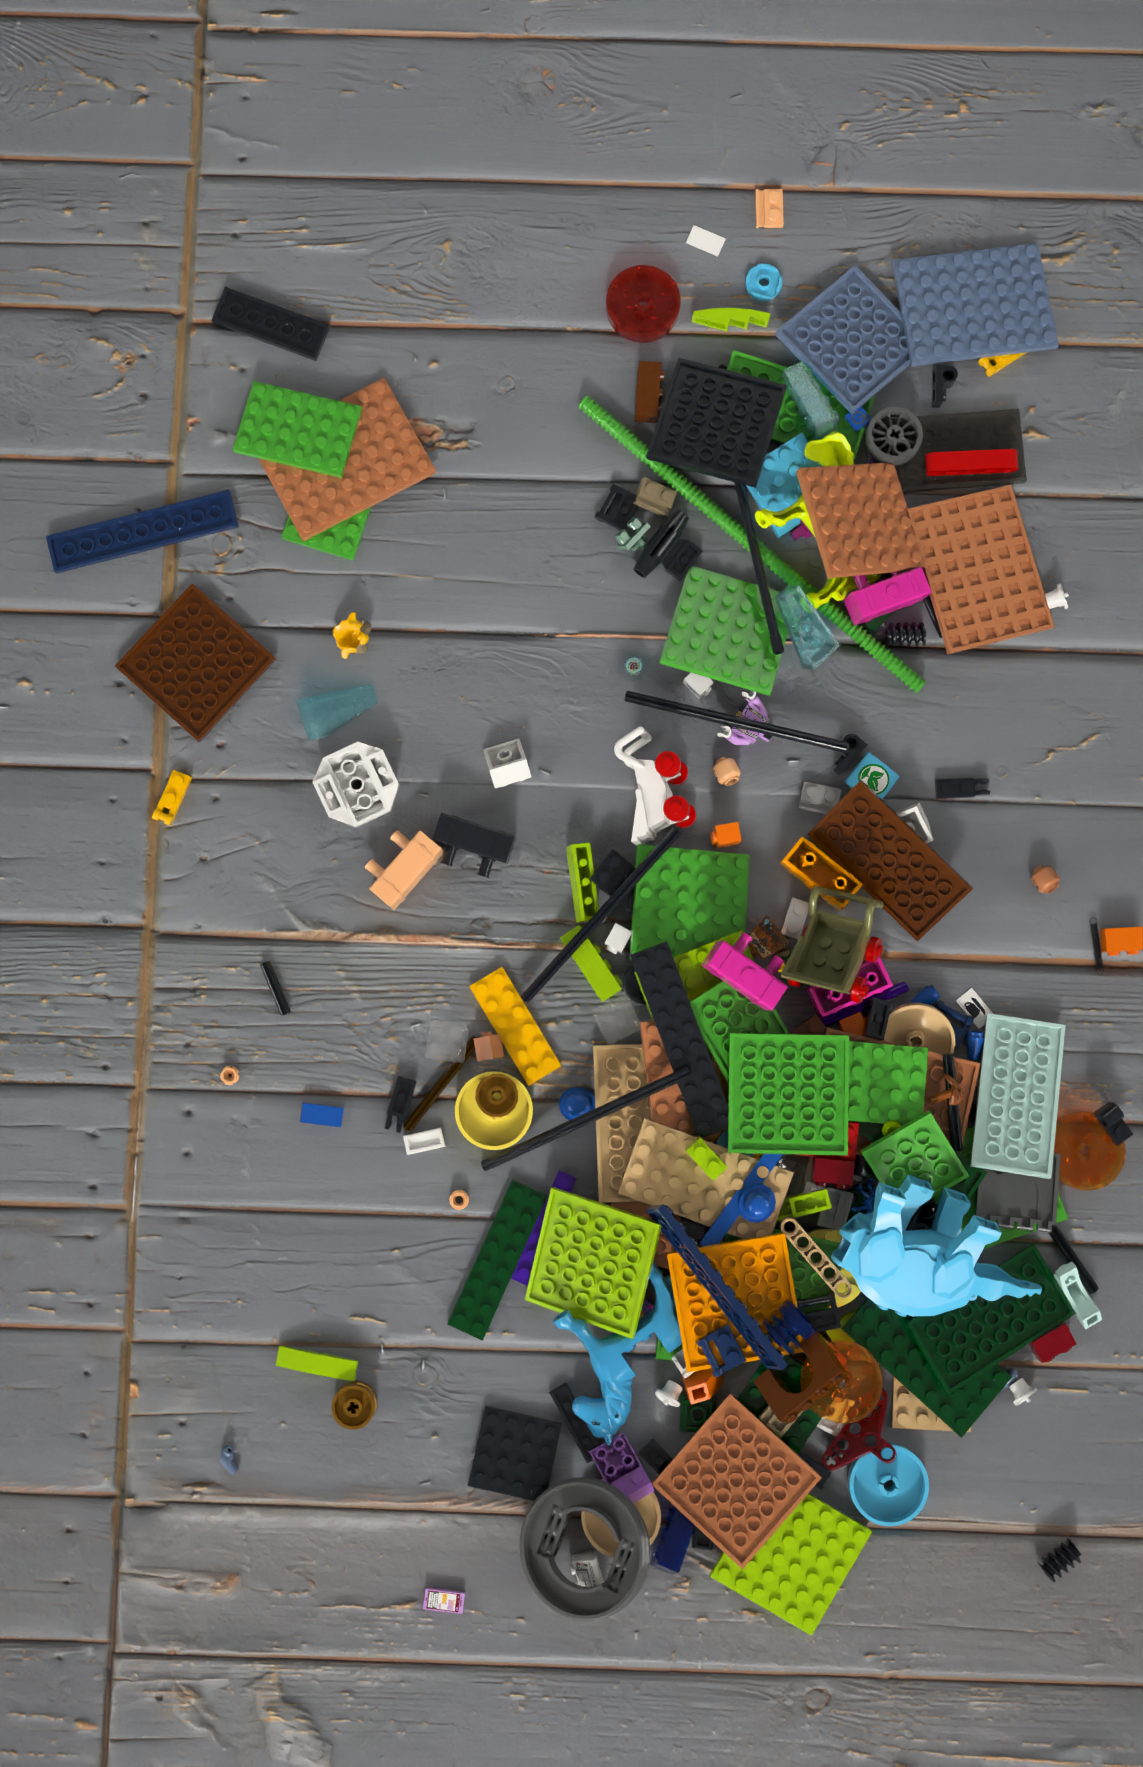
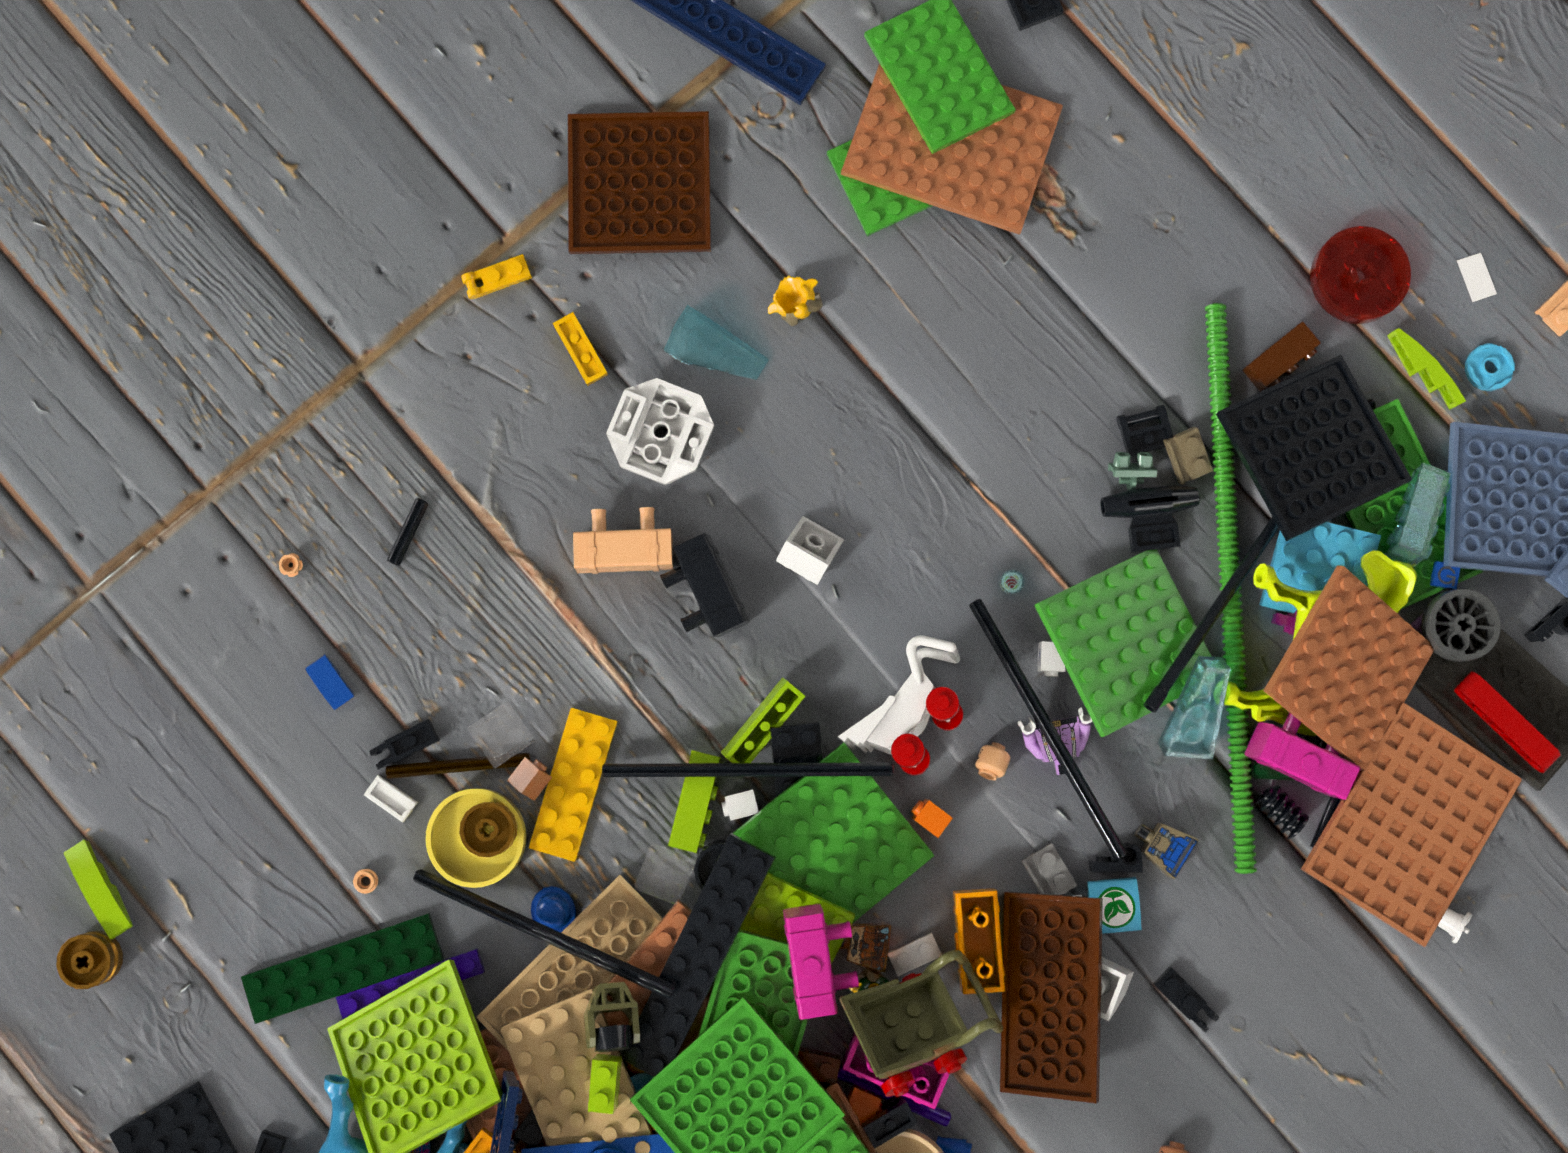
camera: 50 degrees right, 0 degrees up
(262, 787) = (580, 349): none -> yellow plate
(660, 1111) = (617, 1036): none -> olive piece
(866, 719) = (1166, 847): none -> torso

